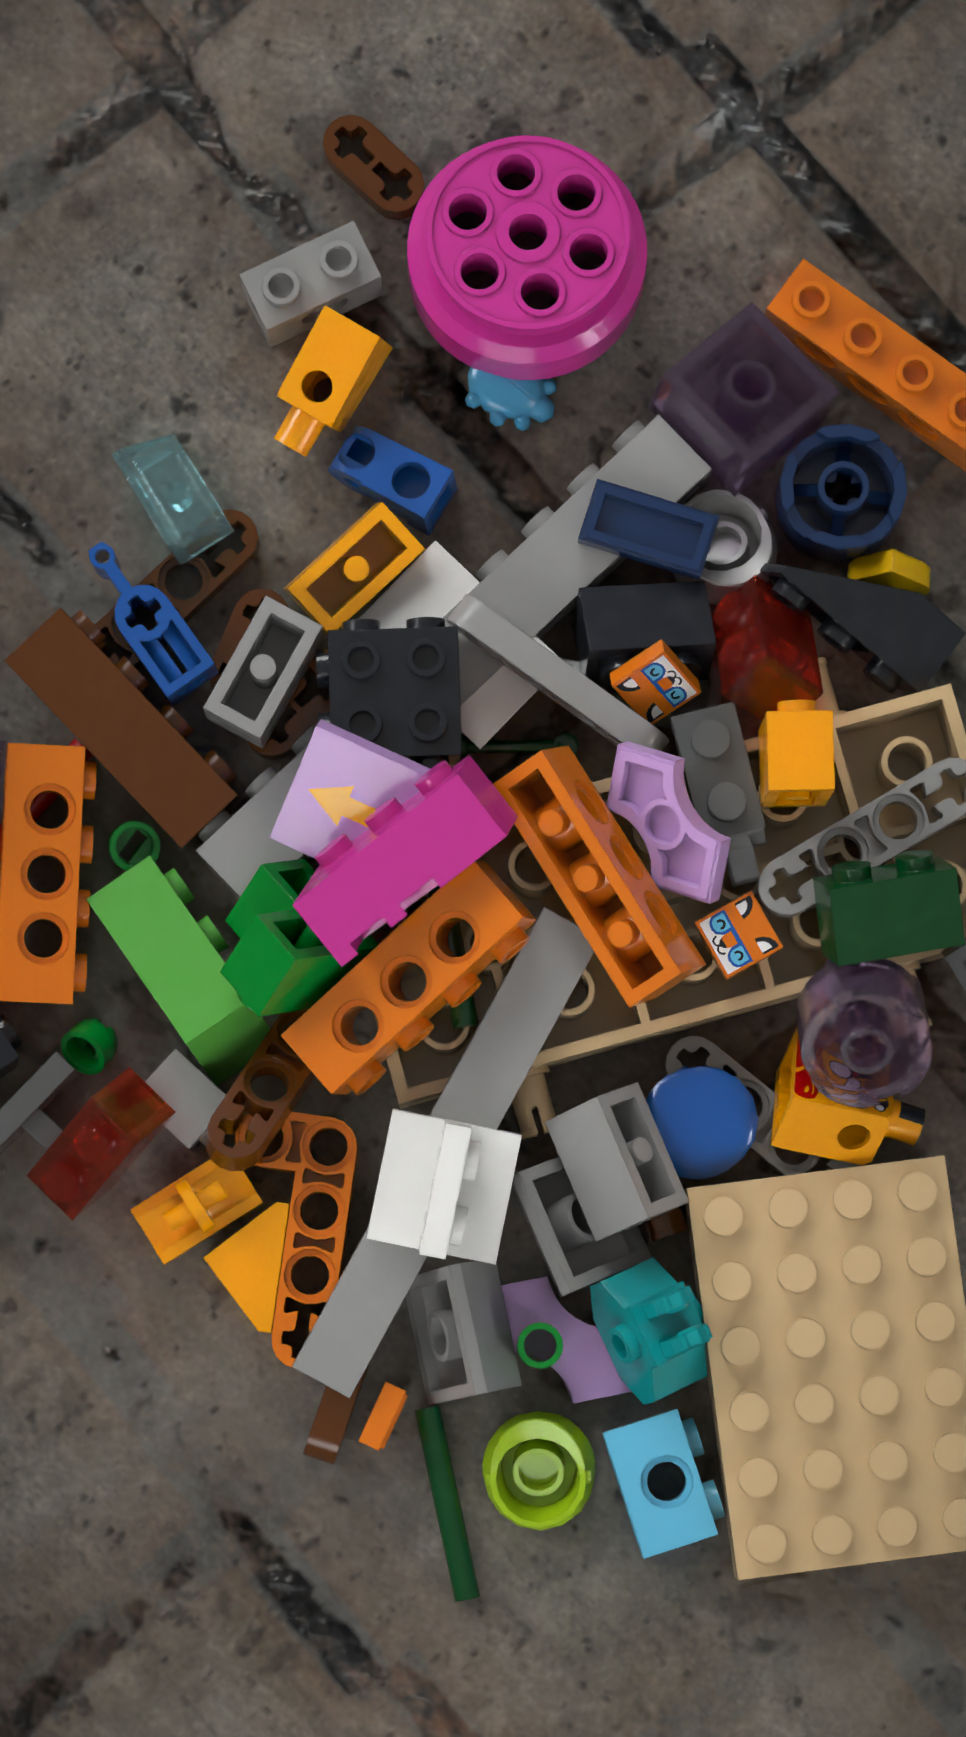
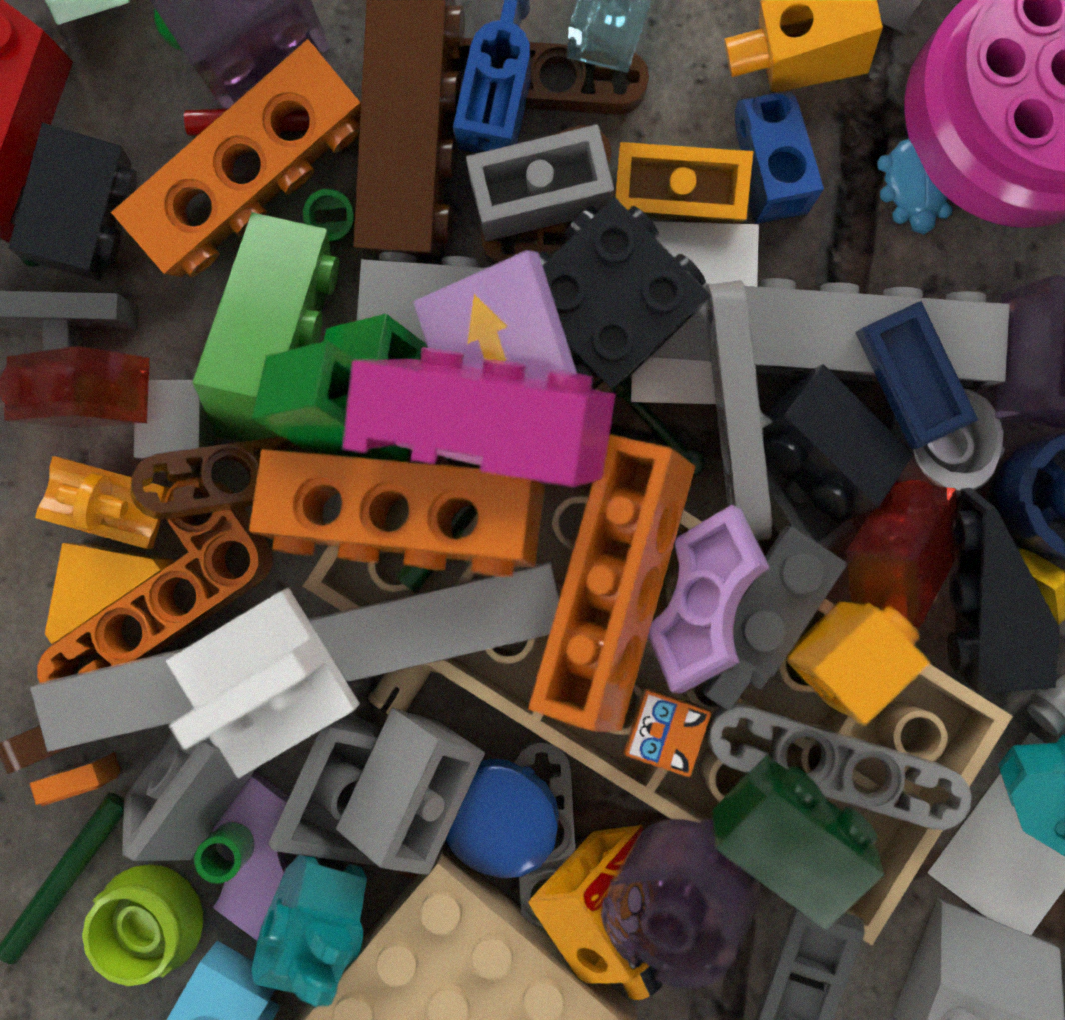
camera: 50 degrees right, 5 degrees up
(80, 1036) = (156, 317): green hinge -> none
(655, 682) = (805, 487): tile -> none

